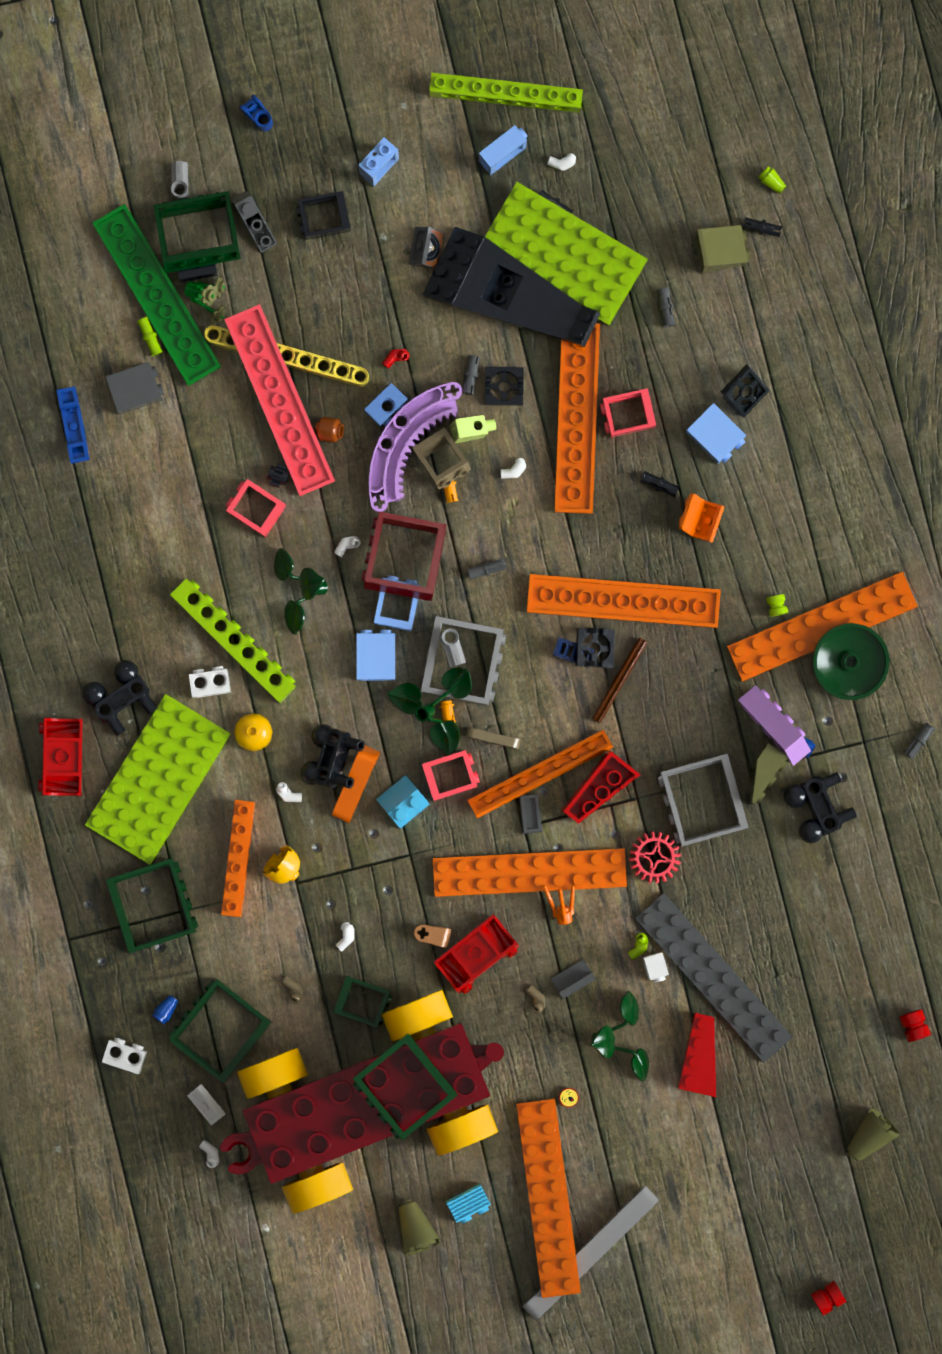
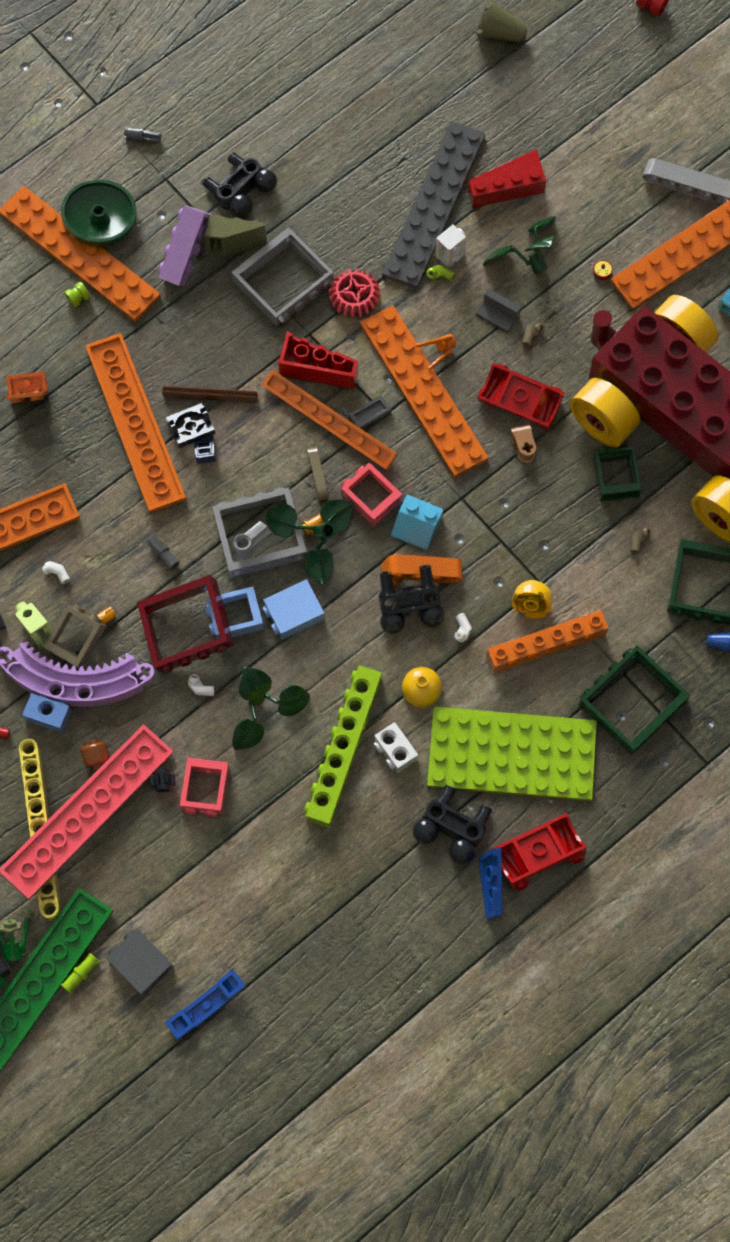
camera: 110 degrees left, 15 degrees down
(55, 704) = (491, 883): none -> blue wing
(348, 936) = (565, 514): white arm -> none
(373, 1101) = (665, 399): dark green window -> none
(659, 484) = (11, 440): black pin -> none
(915, 1025) = (389, 33): red wheel -> none

